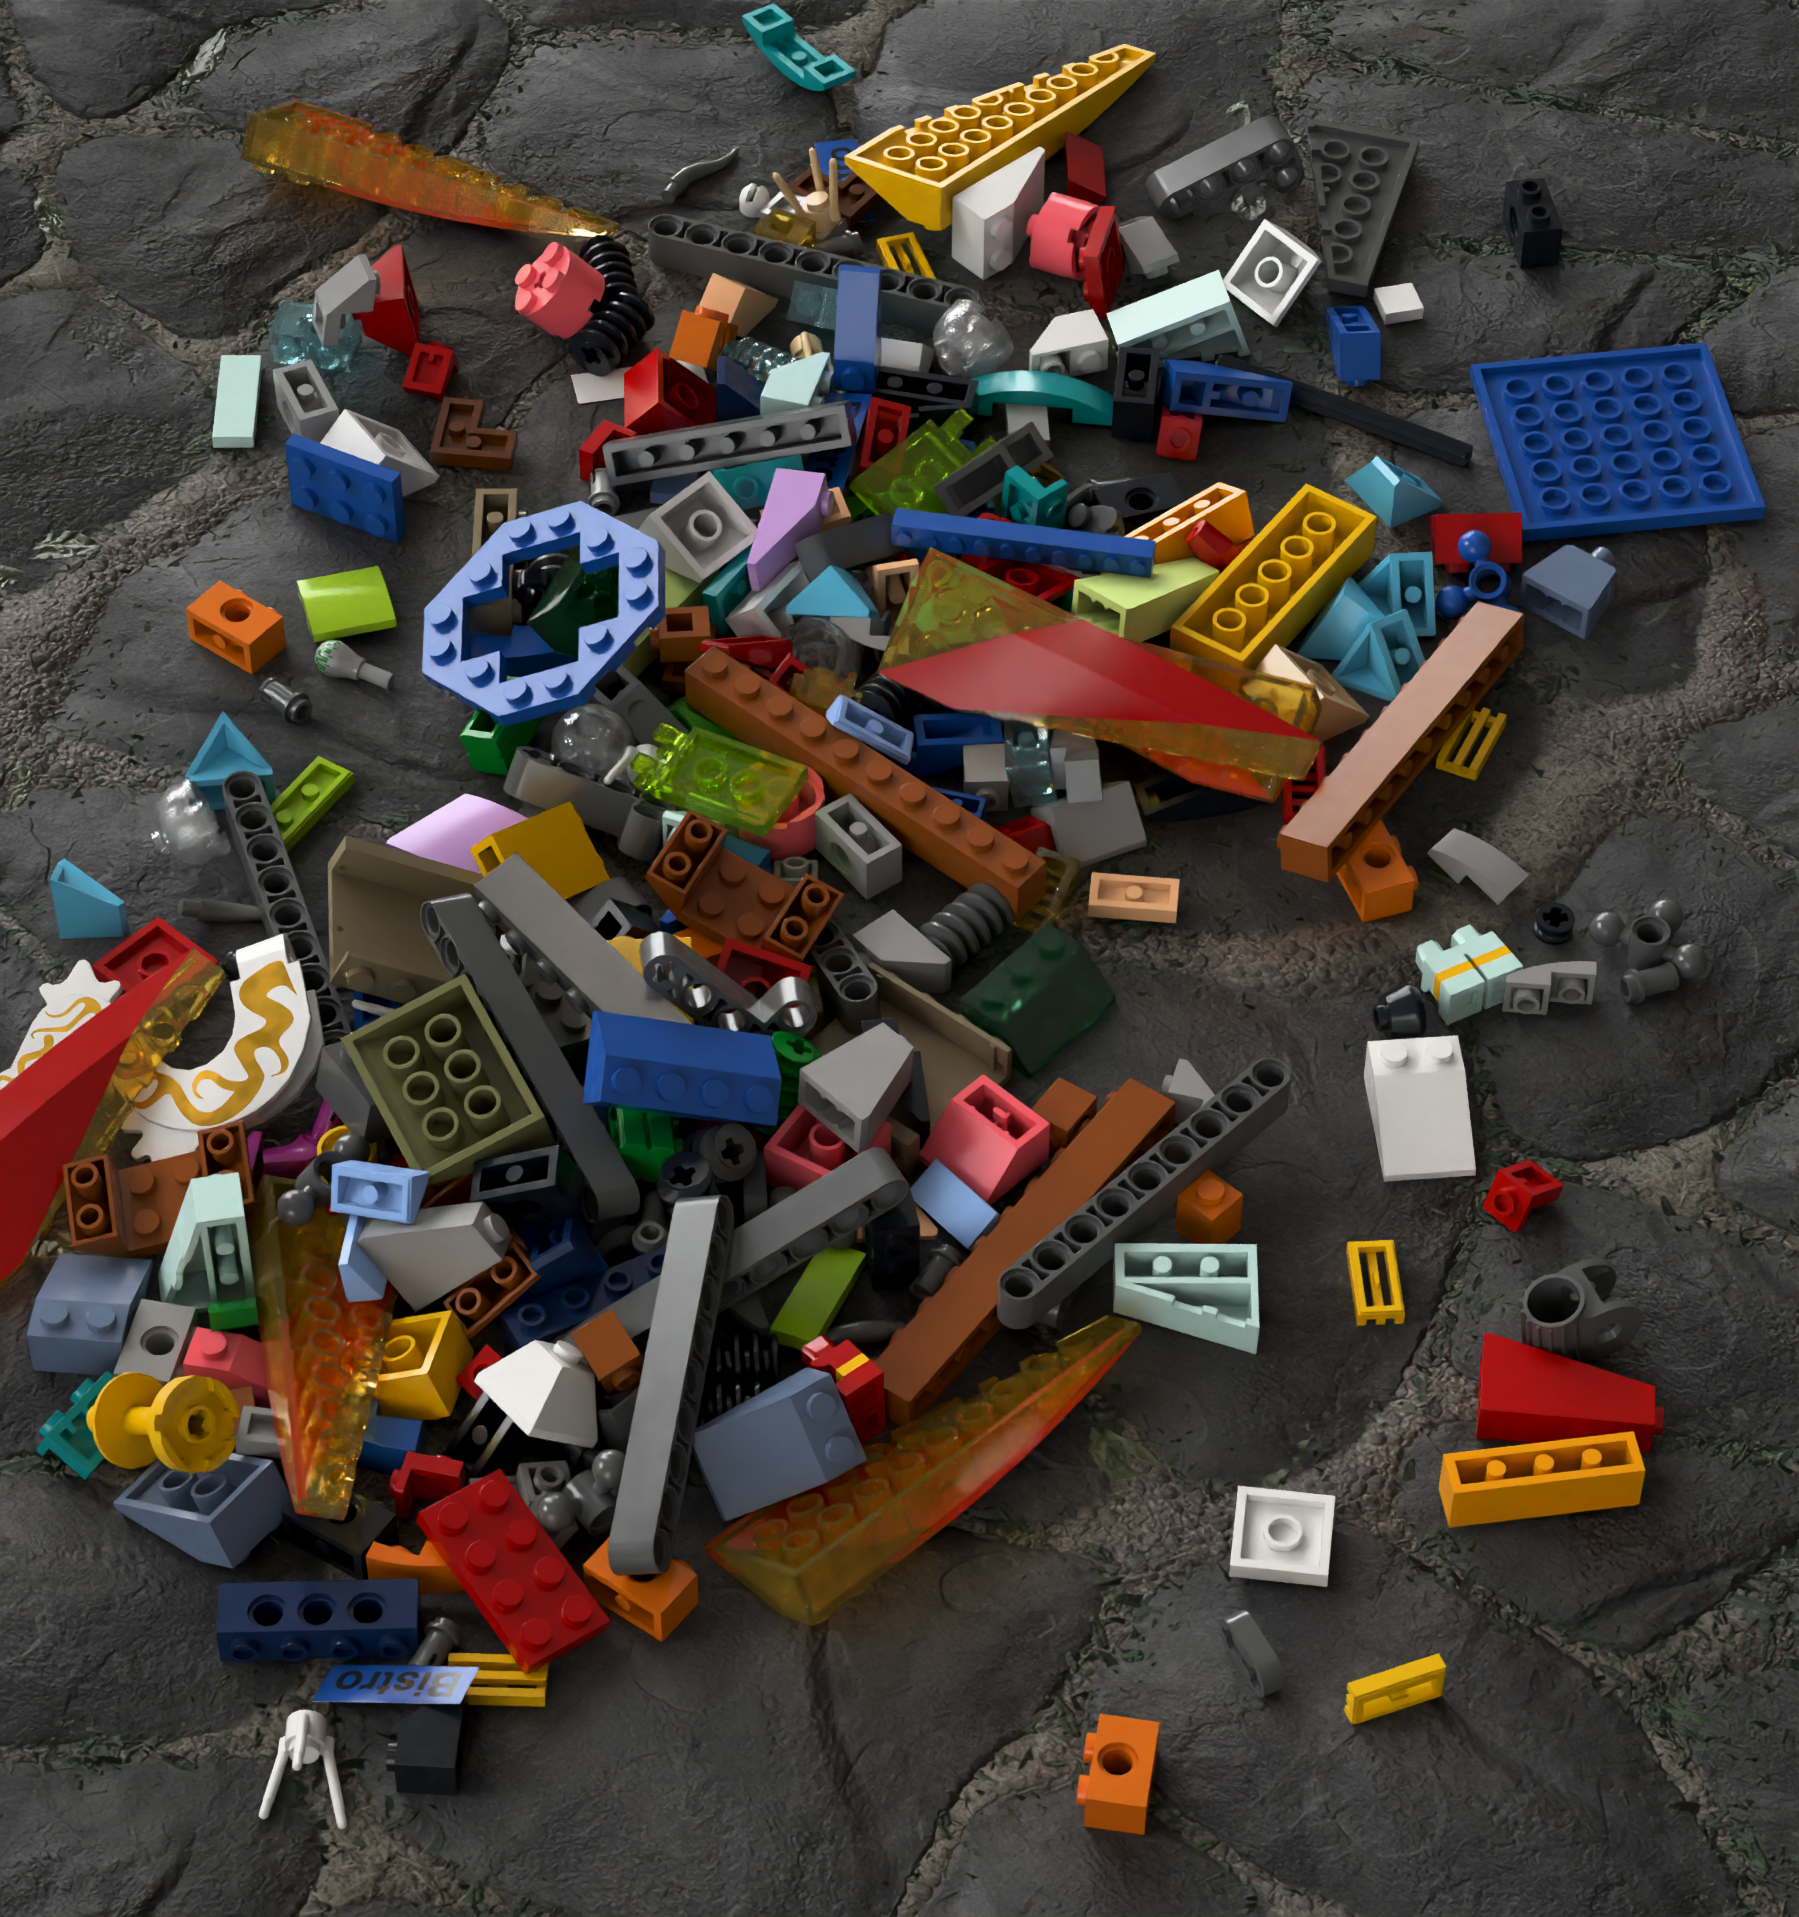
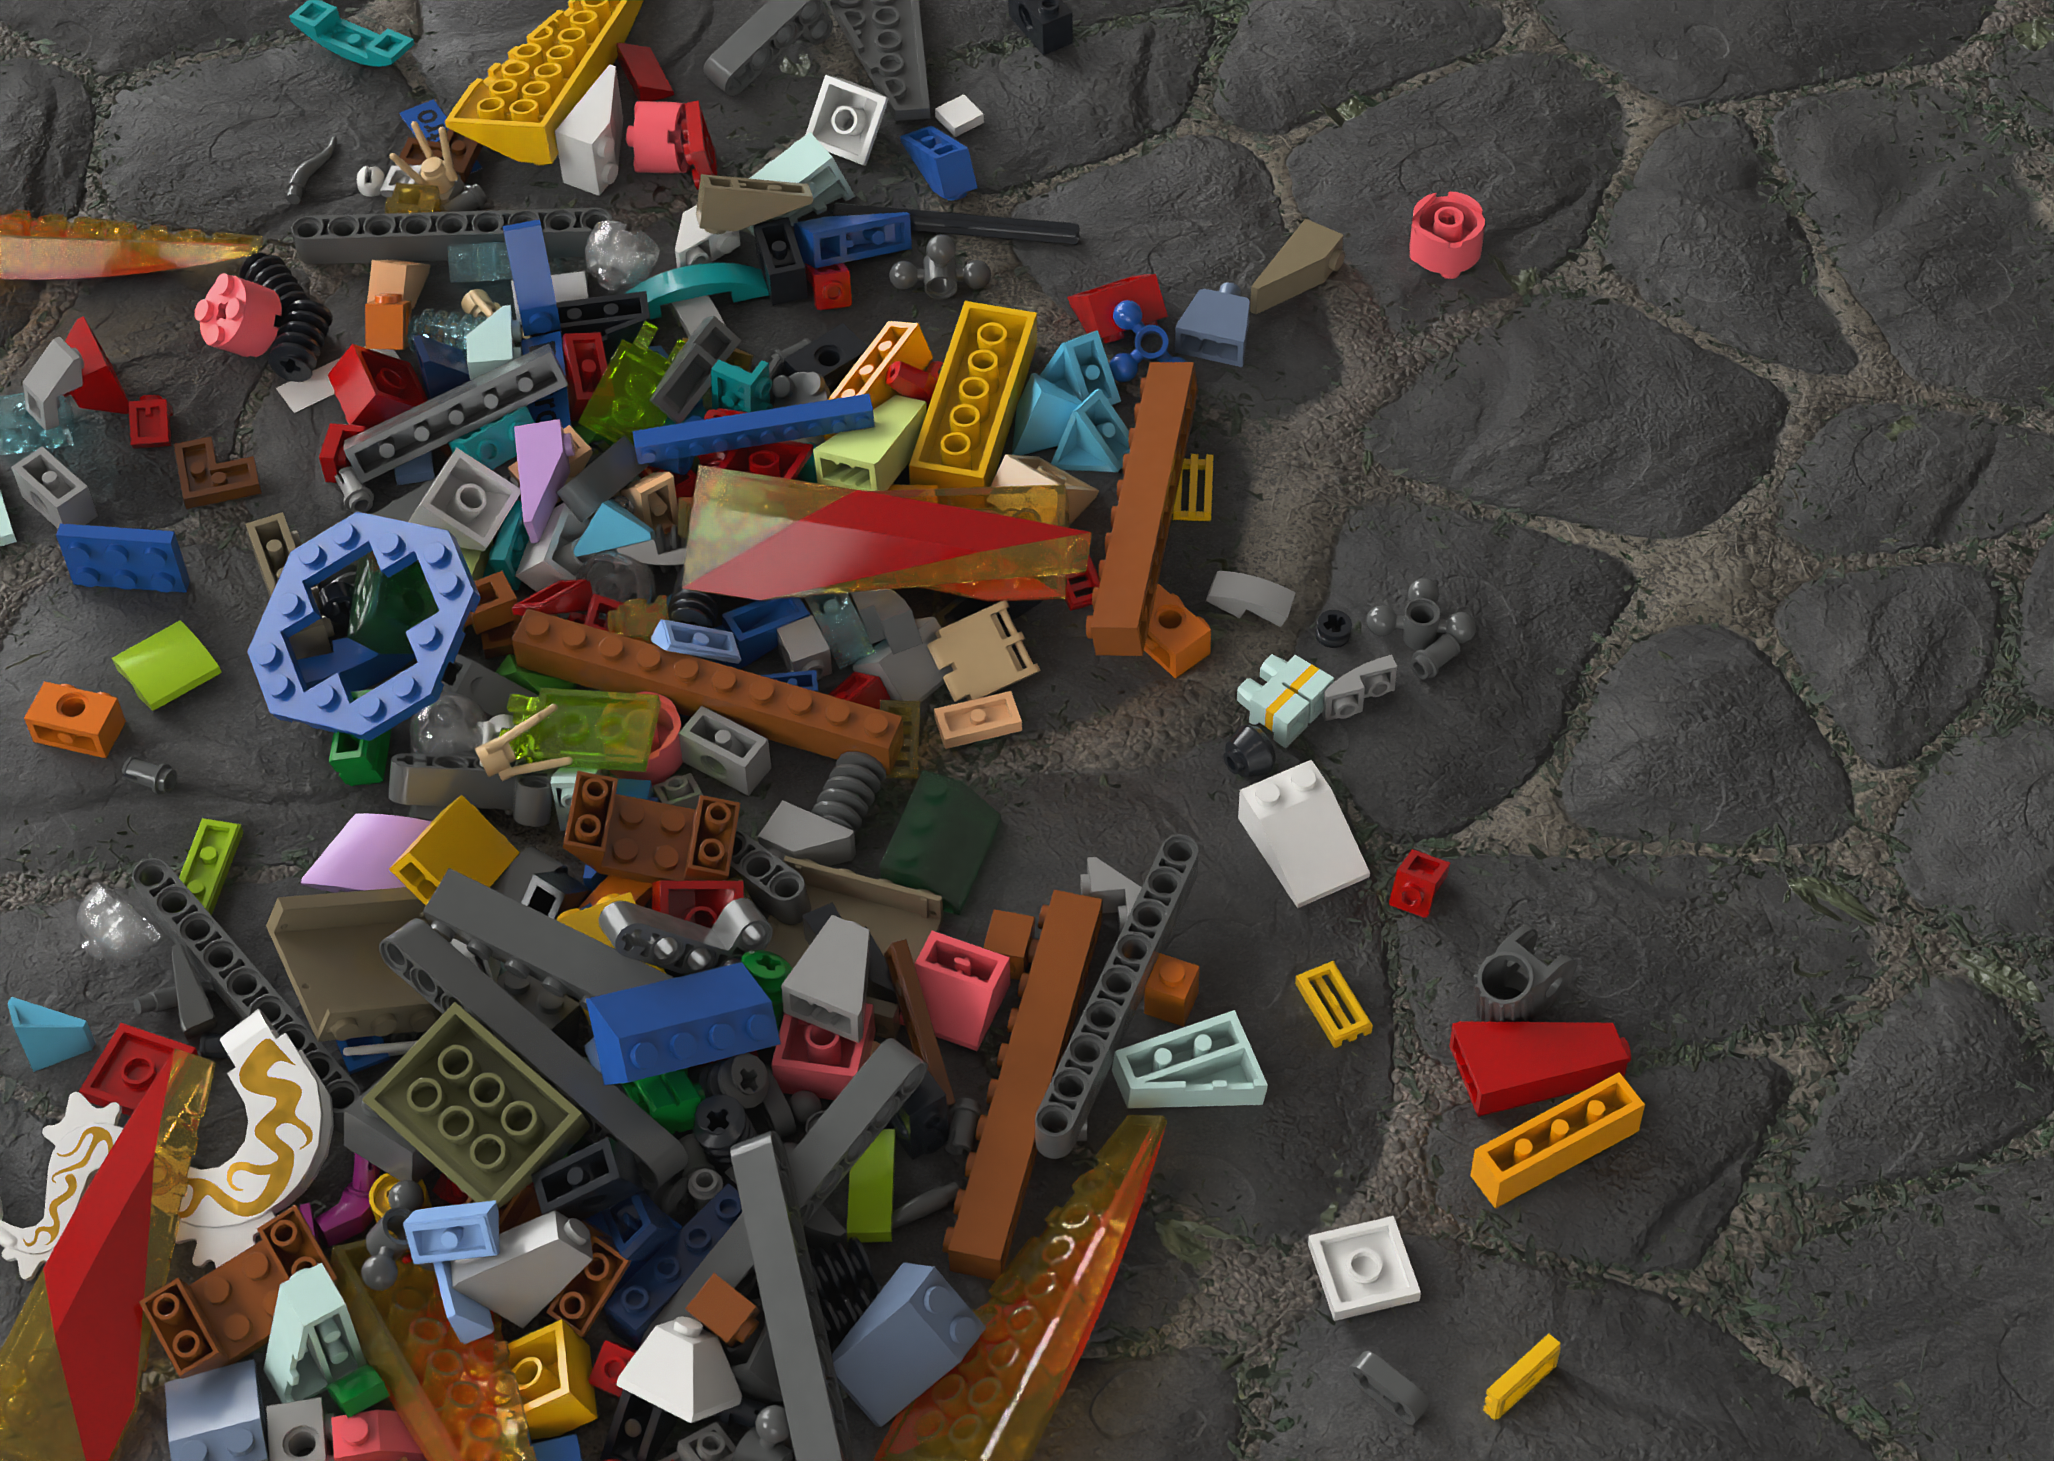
camera: 20 degrees left, 5 degrees up
(224, 753) = (121, 850): medium azure slope -> none
(233, 917) = (193, 1005): none -> dark grey slope
(339, 661) = (182, 722): light grey piece -> none
(382, 446) = (137, 509): white slope -> none
(622, 773) = (498, 754): none -> tan plant
(856, 1379) = (948, 1254): red hips -> none
(914, 247) = (518, 198): yellow tile -> none
(929, 1154) = (916, 1013): none -> reddish brown tile
(954, 1204) = (965, 1061): light blue tile -> none
(1115, 320) = (743, 202): none -> dark tan slope
(1146, 247) = (730, 126): light grey slope -> none
(1165, 833) = (981, 654): none -> tan plate
(1301, 451) = (940, 271): none -> dark grey piece
(1393, 492) = (1030, 285): medium azure slope -> none
(1616, 442) = (1191, 185): blue plate -> none
(1689, 554) = (1299, 266): none -> dark tan slope

